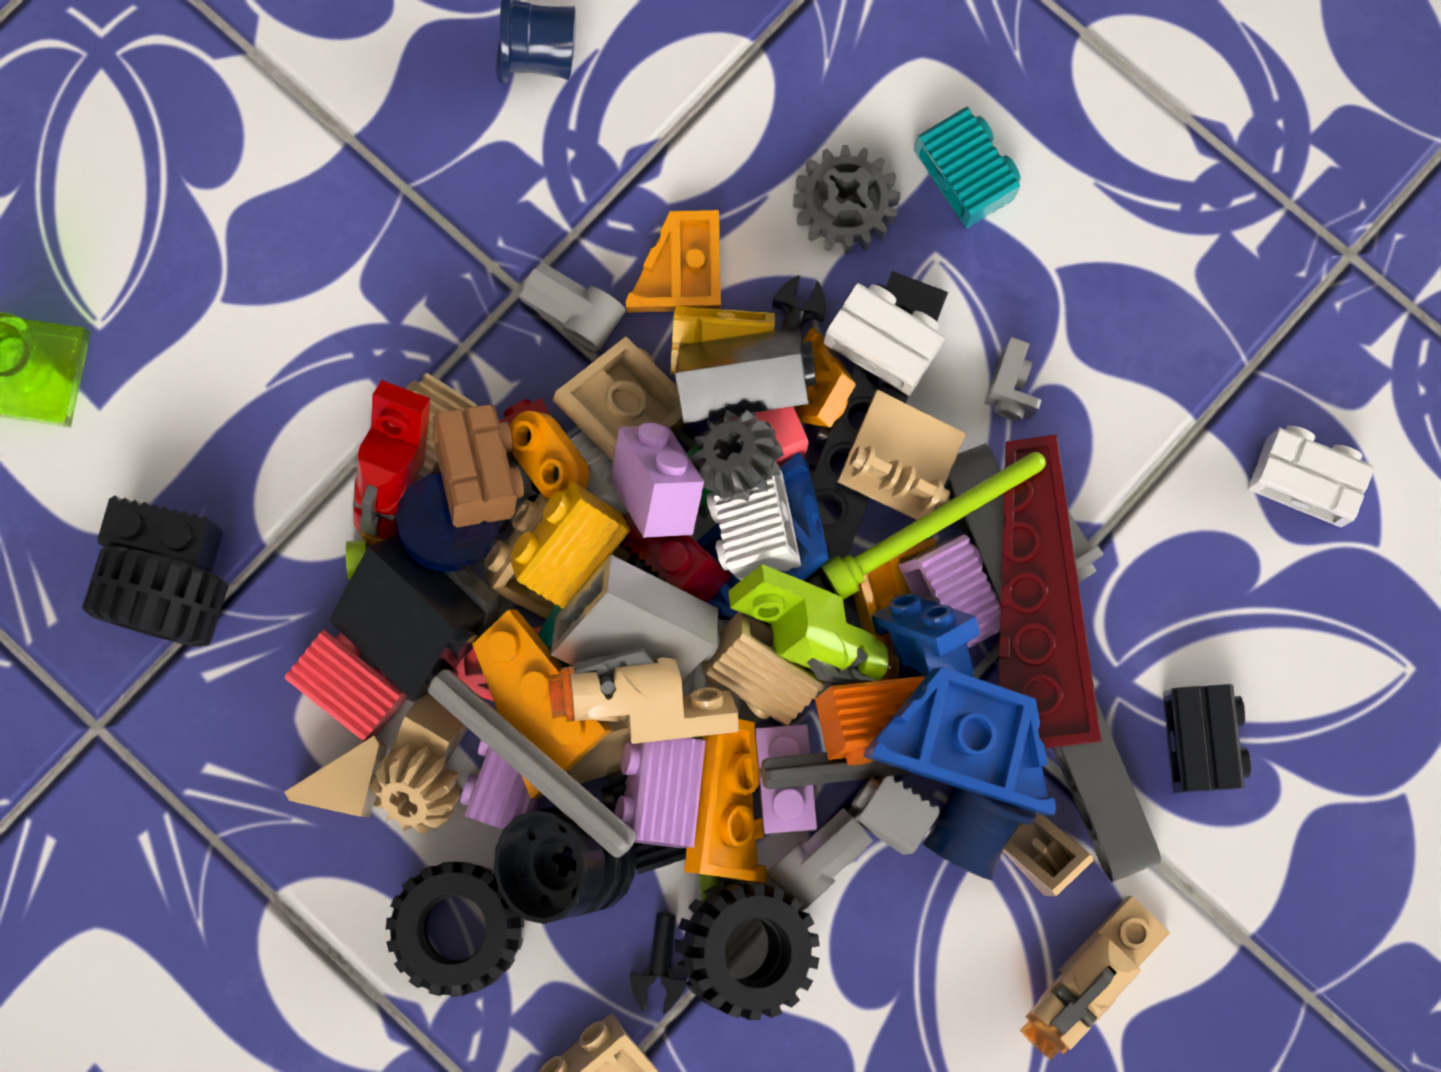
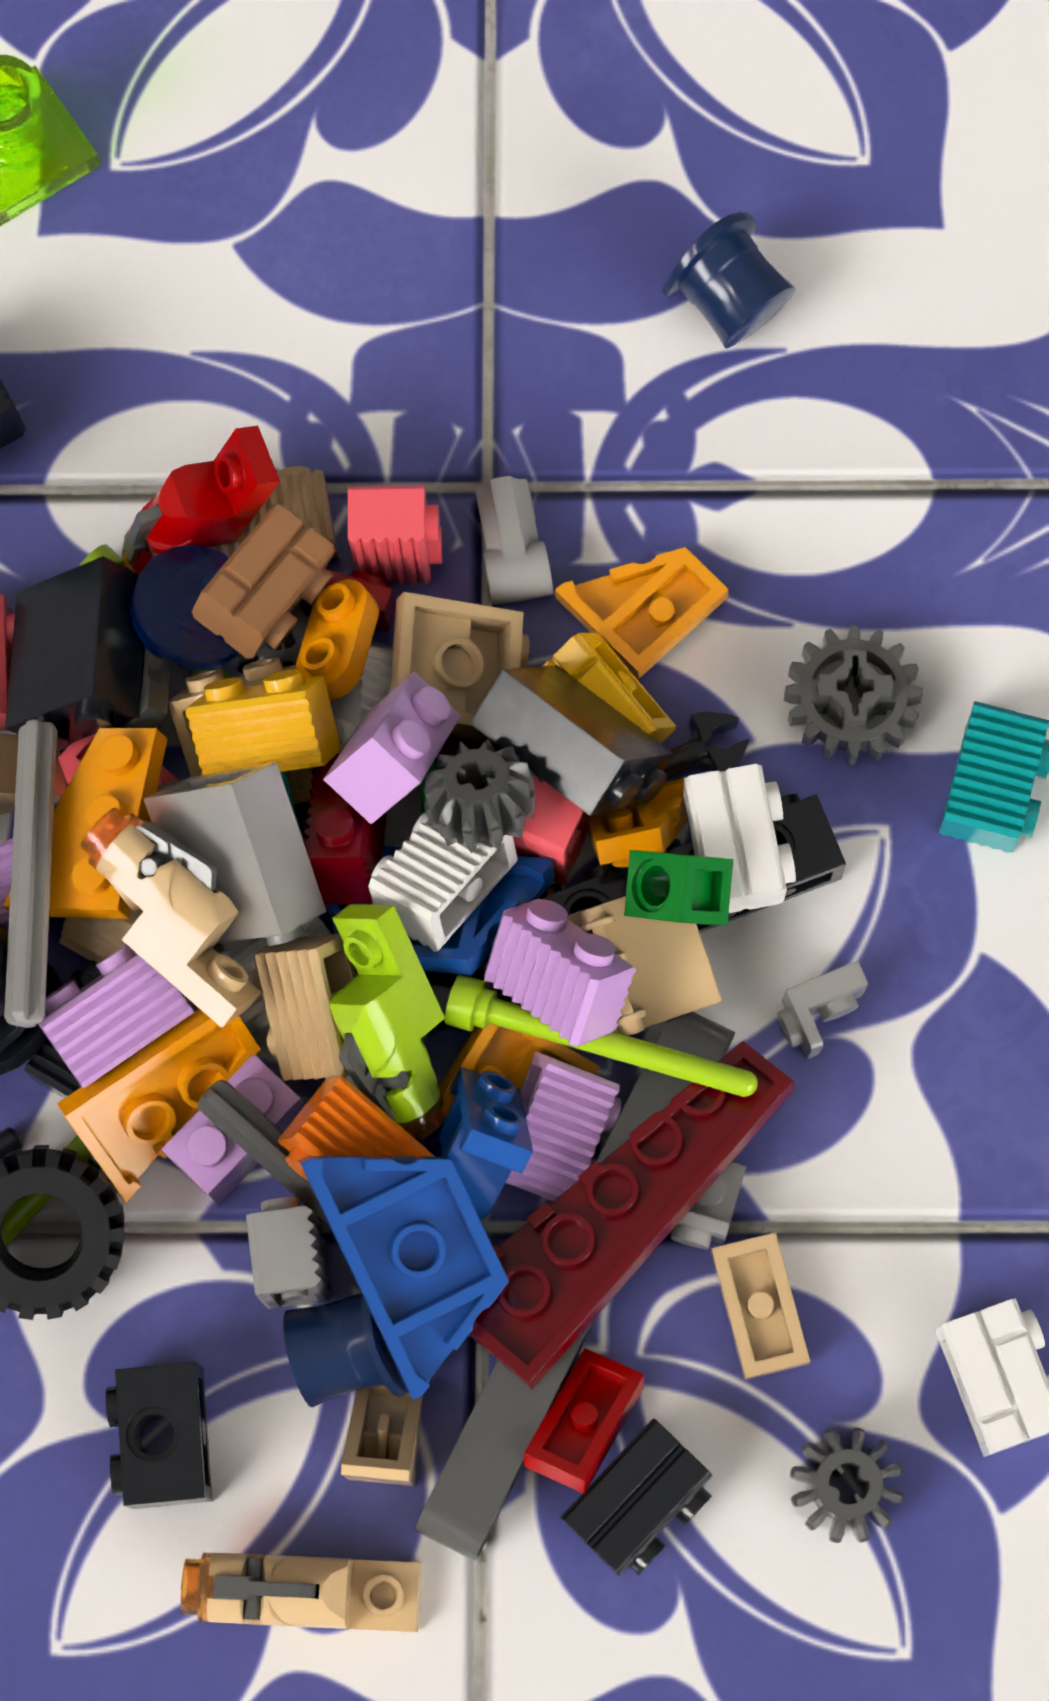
camera: 55 degrees right, 5 degrees down
(507, 365) = (394, 532): none -> coral brick
(812, 866) = (172, 1228): light grey piece -> none
(877, 506) = (559, 971): none -> lavender brick
(901, 378) = (678, 887): none -> green brick
(959, 993) = (182, 1470): none -> black brick
(1137, 729) = (584, 1420): none -> red plate
(1153, 572) = (760, 1306): none -> tan plate
(1283, 601) = (865, 1473): none -> dark grey gear

